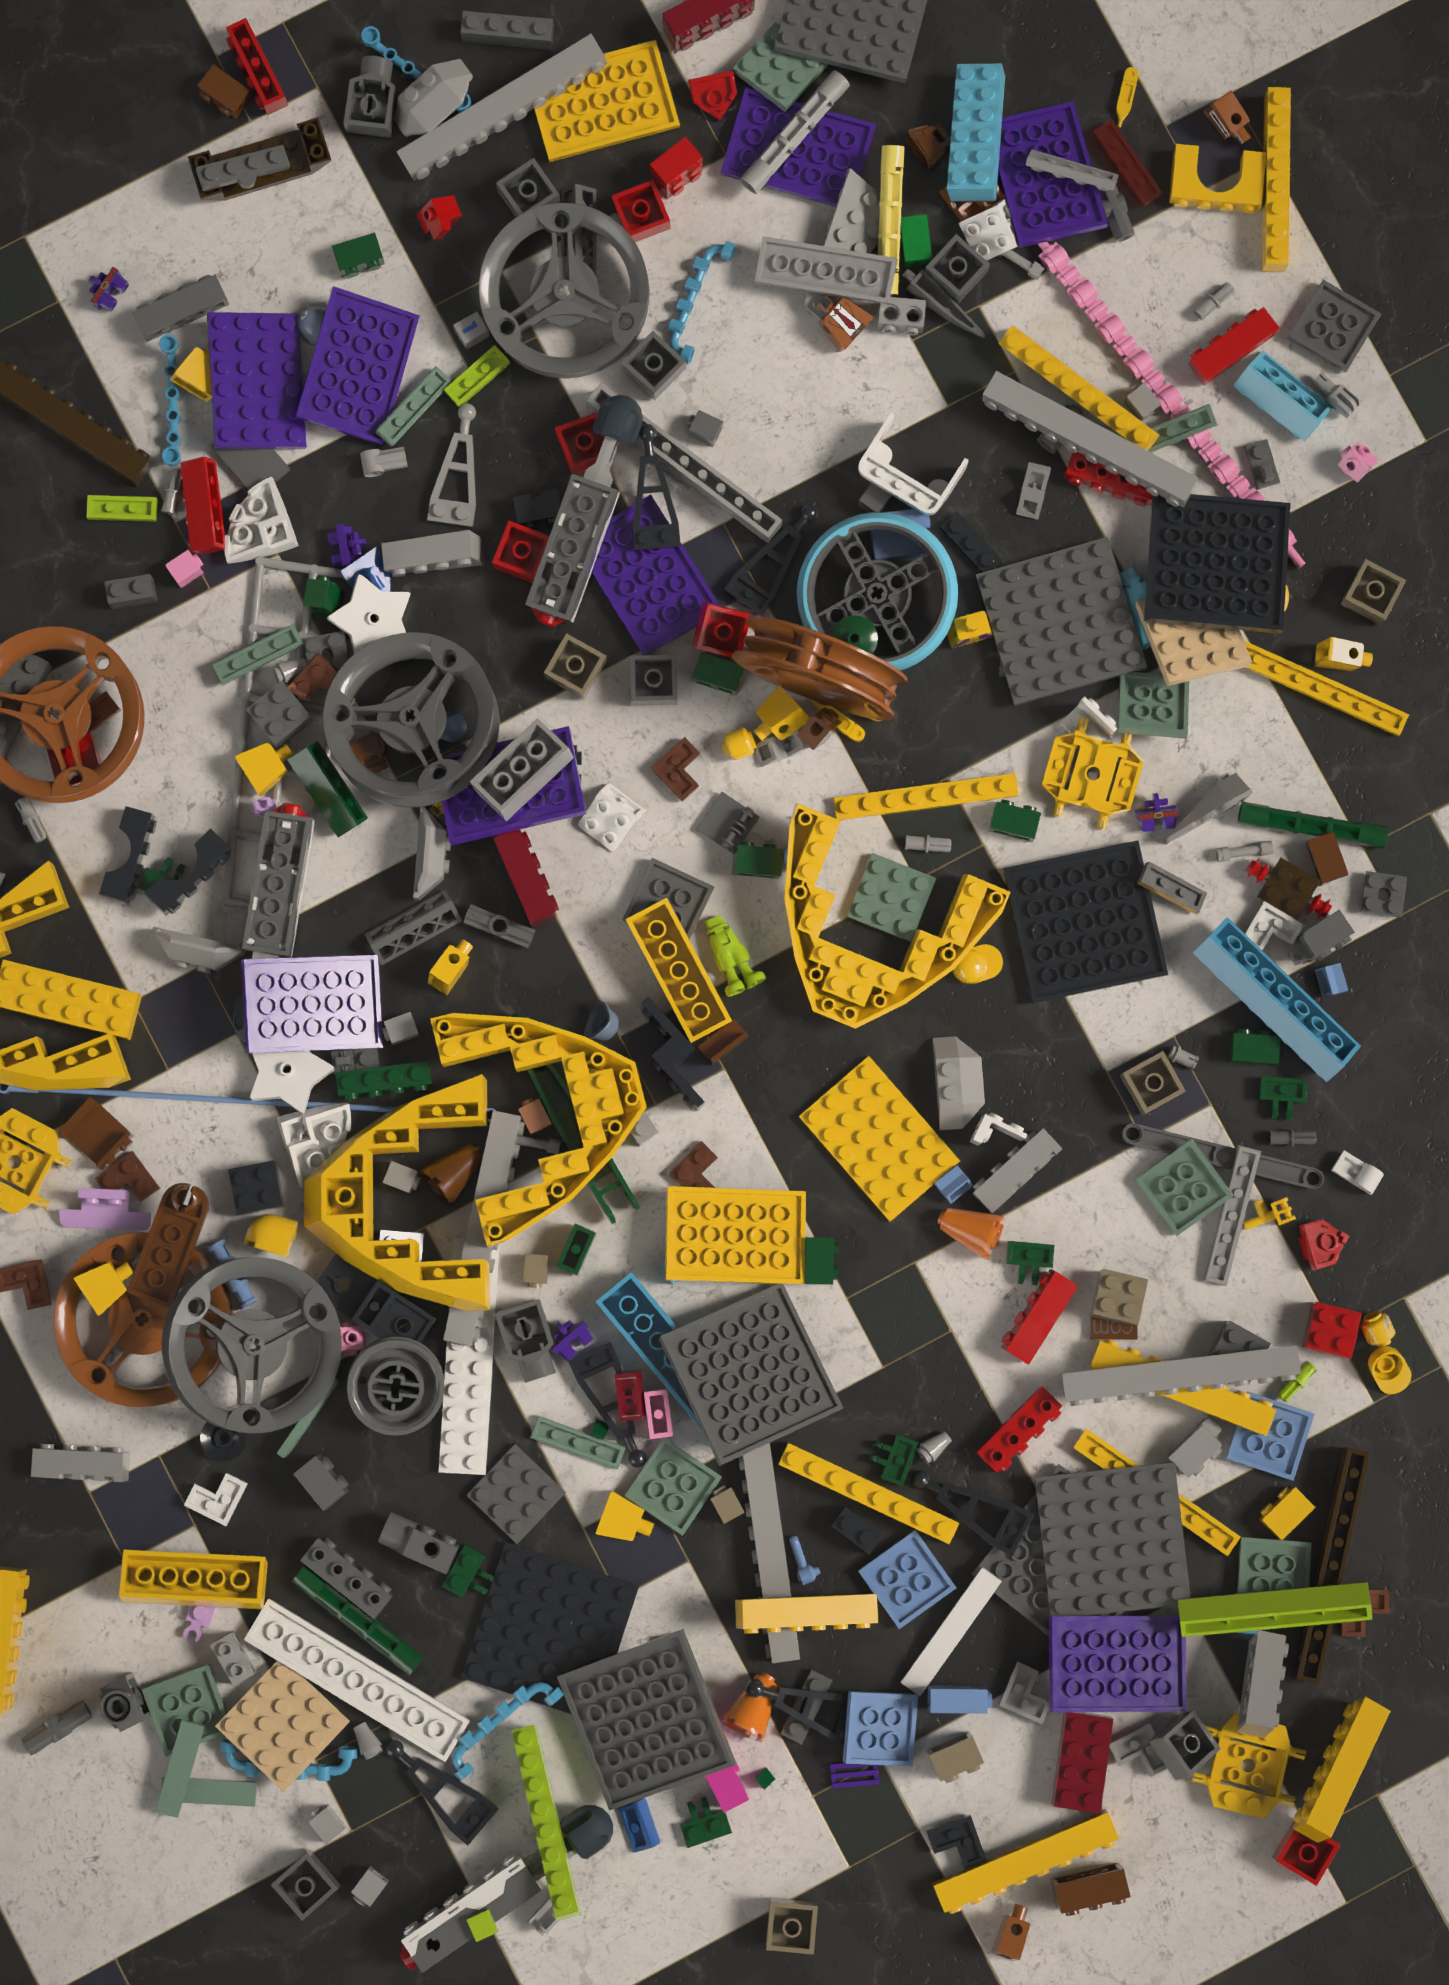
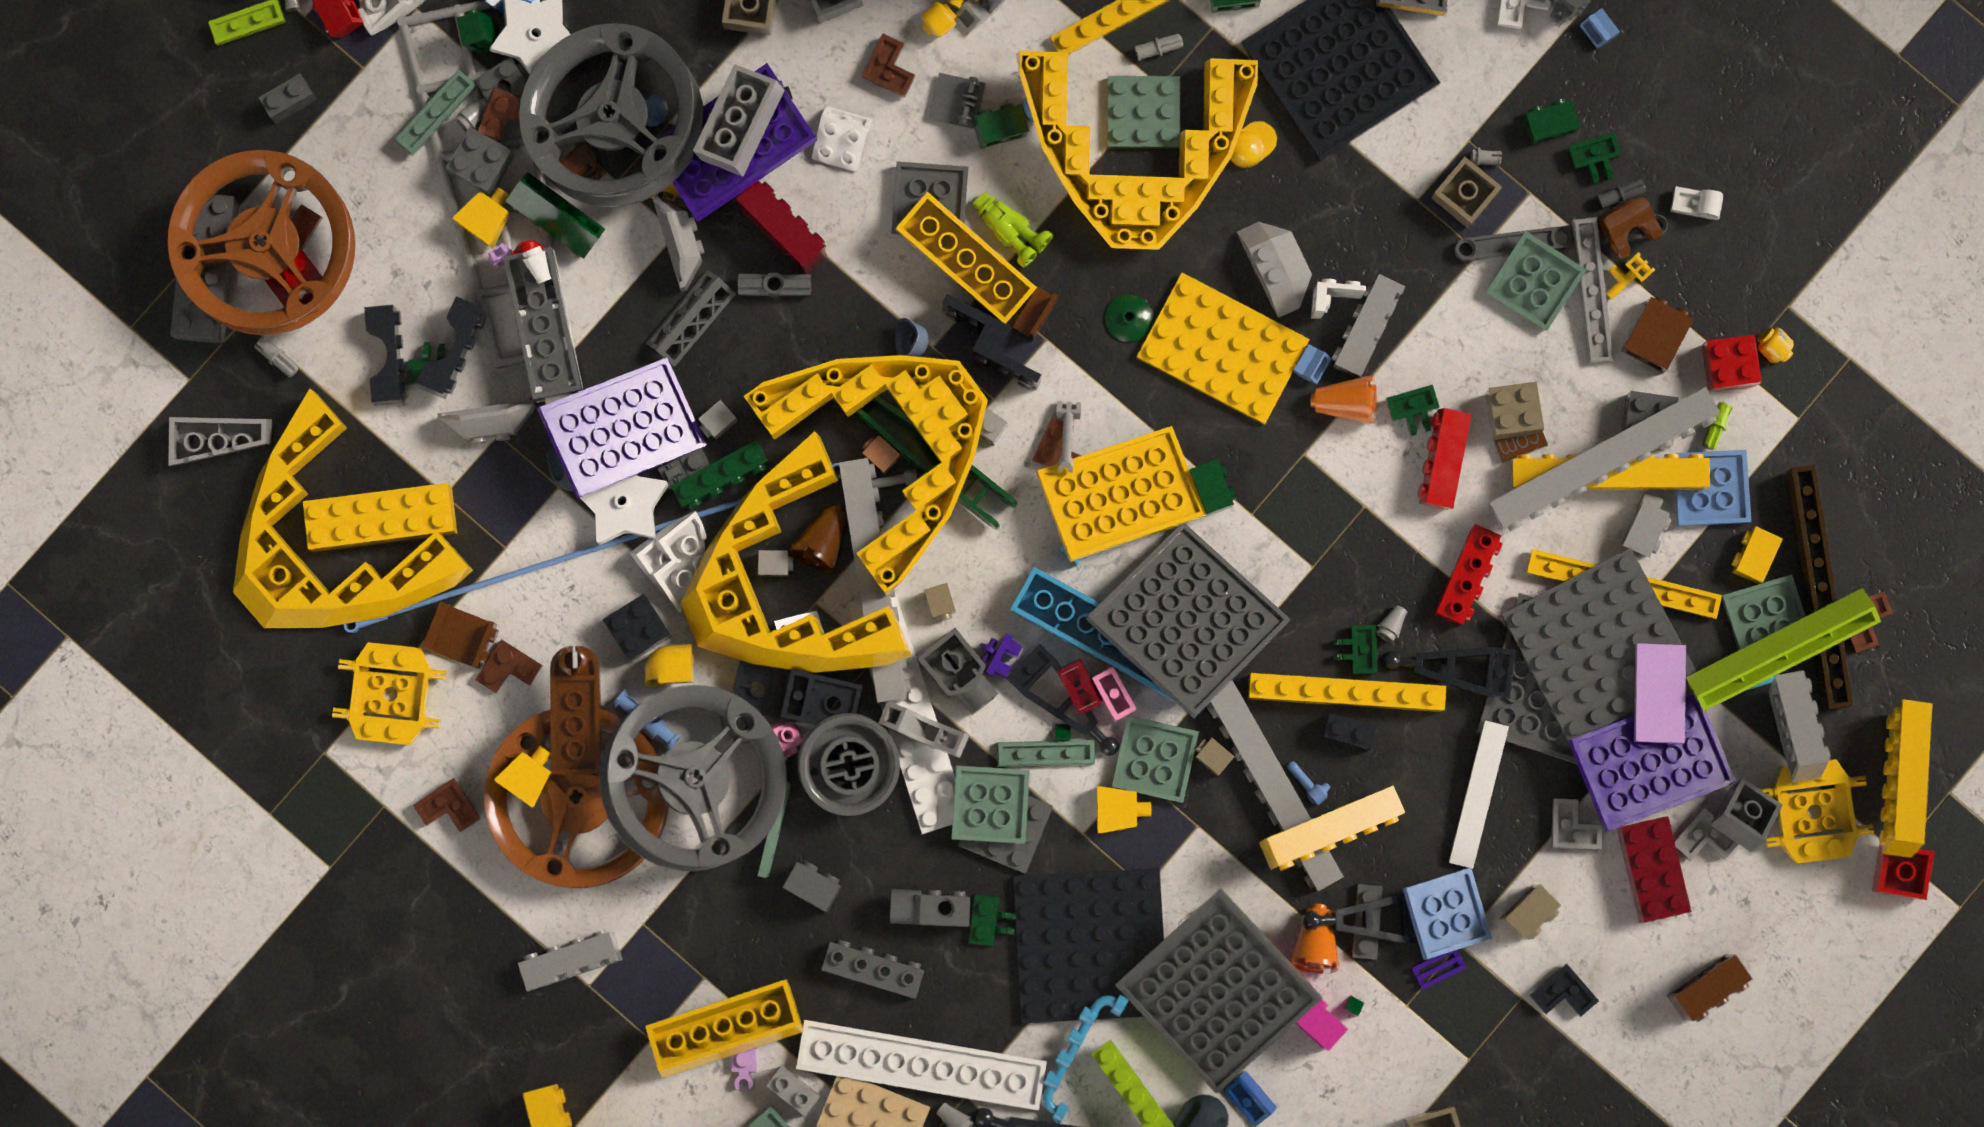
camera: 15 degrees left, 0 degrees up
(105, 1211) = (497, 706): lavender plate -> none
(185, 568) = (331, 56): bright pink brick -> none
(216, 1448) = (703, 895): black dish -> none
(219, 1505) = (721, 948): white plate -> none
(292, 829) = (537, 264): none -> white cone
(357, 1620) = (899, 1006): dark green piece -> none
(446, 974) = (742, 342): yellow torso -> none
(475, 1380) = (923, 729): none -> light grey arch
(509, 1470) = (990, 804): none -> sand green plate
(576, 1249) = (971, 567): dark green brick -> none
(706, 1827) = (1314, 1076): dark green hinge -> none
(716, 1145) = (1068, 415): none -> light grey hinge
(803, 1090) = (1129, 330): none -> dark green dish
(907, 1579) = (1416, 761): medium blue plate -> none
(959, 1699) = (1511, 855): medium blue brick -> none
(1008, 1944) = (1652, 1072): dark orange torso -> none
(1025, 1861) = (1636, 987): yellow brick -> none
(1148, 1605) = (1660, 693): none -> lavender tile
(1276, 1278) = (1658, 334): none -> reddish brown panel
(1277, 999) = (1555, 65): dark azure brick -> none
(1283, 1162) = (1622, 218): none -> reddish brown piece
(1321, 1243) = (1688, 284): red plate -> none
(1389, 1370) = (1802, 380): yellow cap -> none

